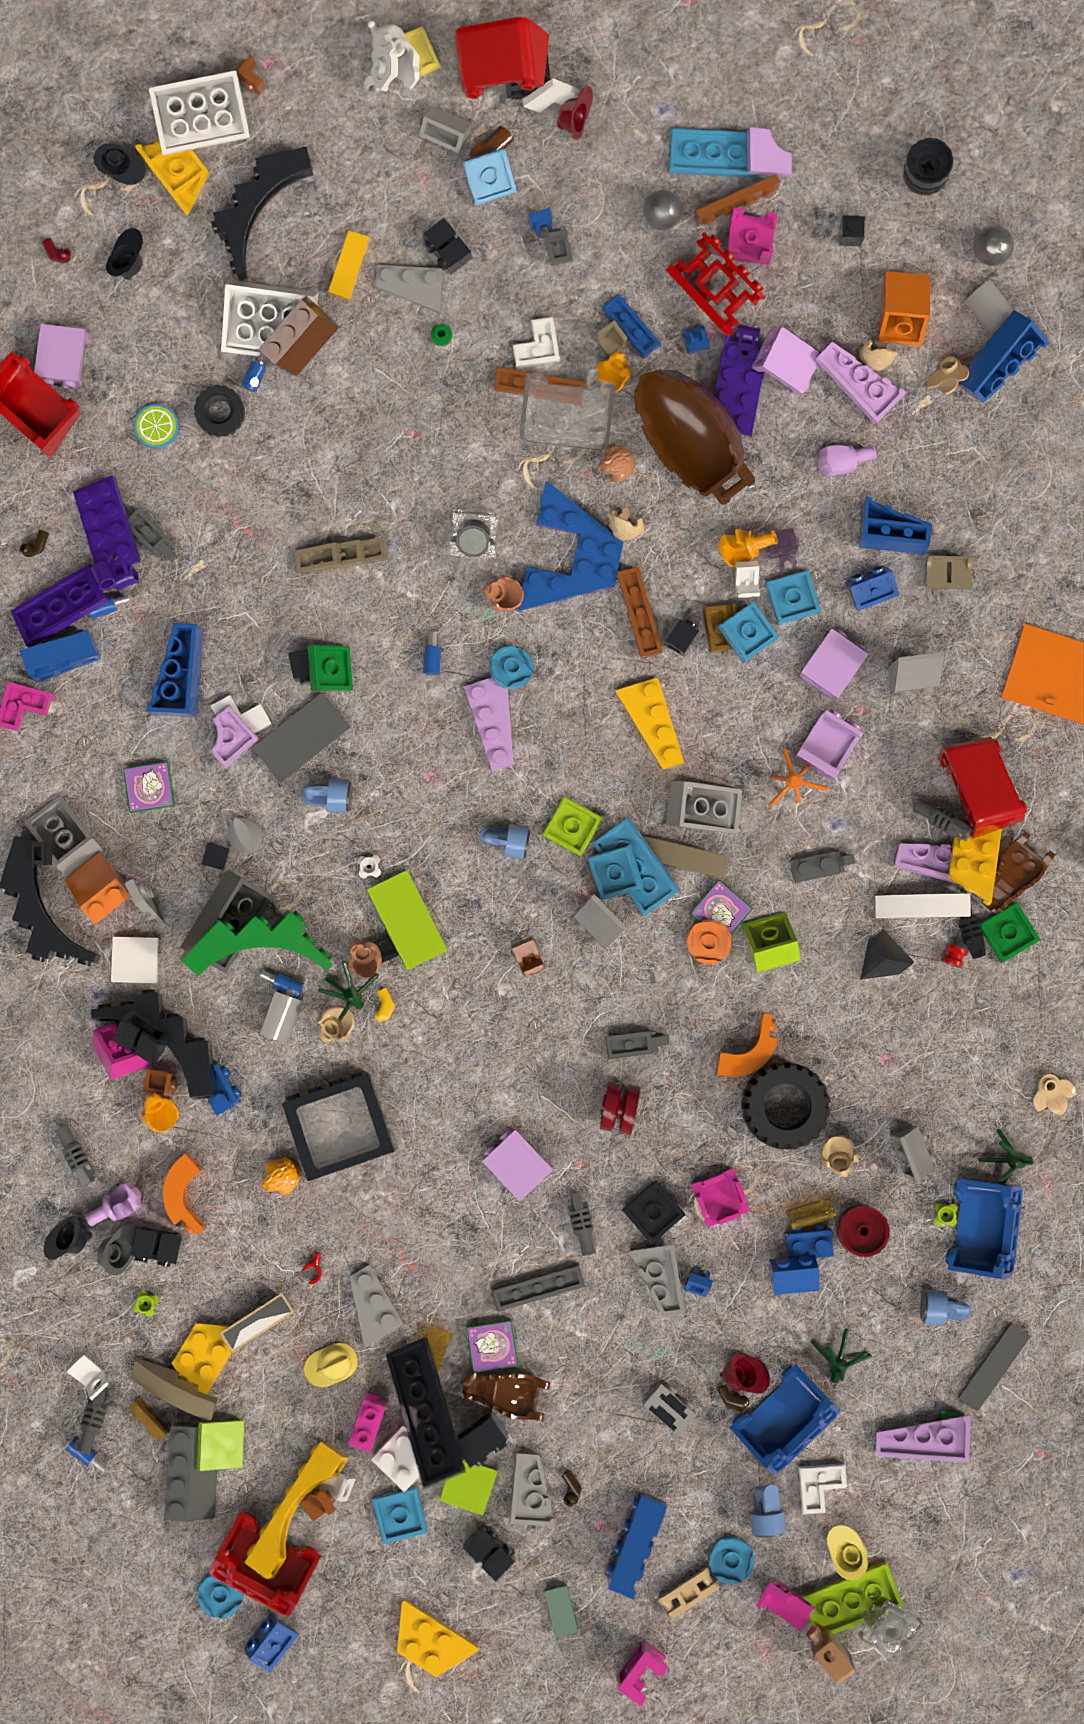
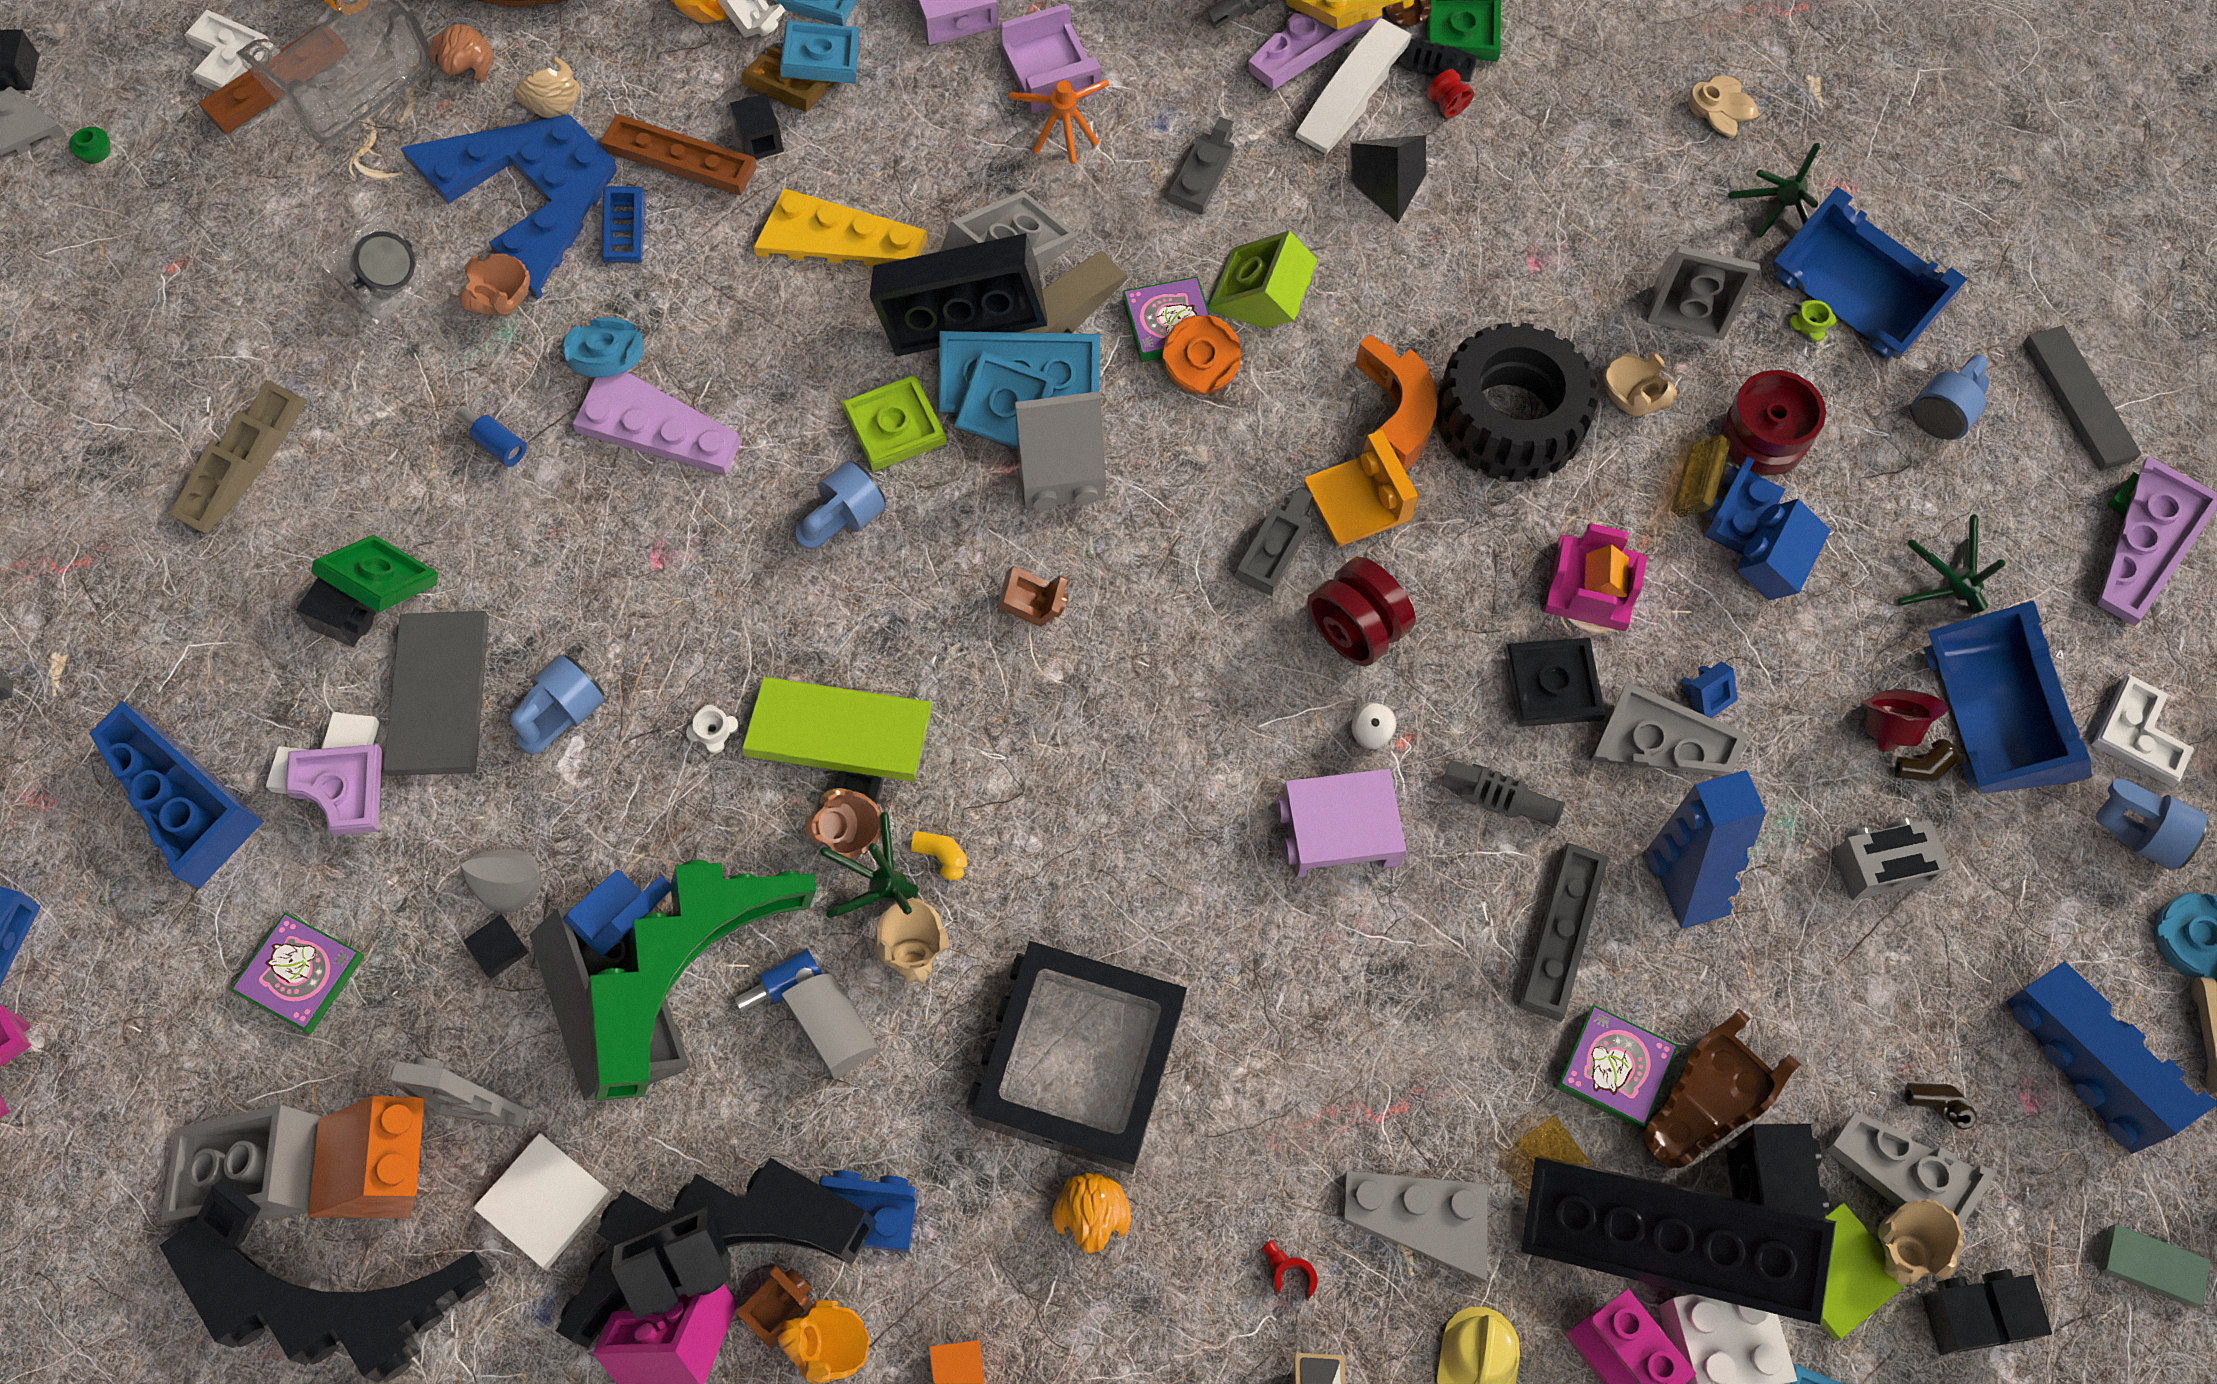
camera: 55 degrees left, 20 degrees down
(260, 897) = (610, 910): none -> blue panel
(496, 1510) = (1920, 1241): none -> tan hair
(578, 1145) = (1369, 735): none -> white piece
(594, 620) = (623, 197): none -> blue slope
(603, 1328) = (1706, 847): none -> blue wedge
(649, 812) = (959, 290): none -> black slope
(686, 1064) = (1363, 493): none -> light orange bracket
(723, 1202) = (1607, 571): none -> light orange slope

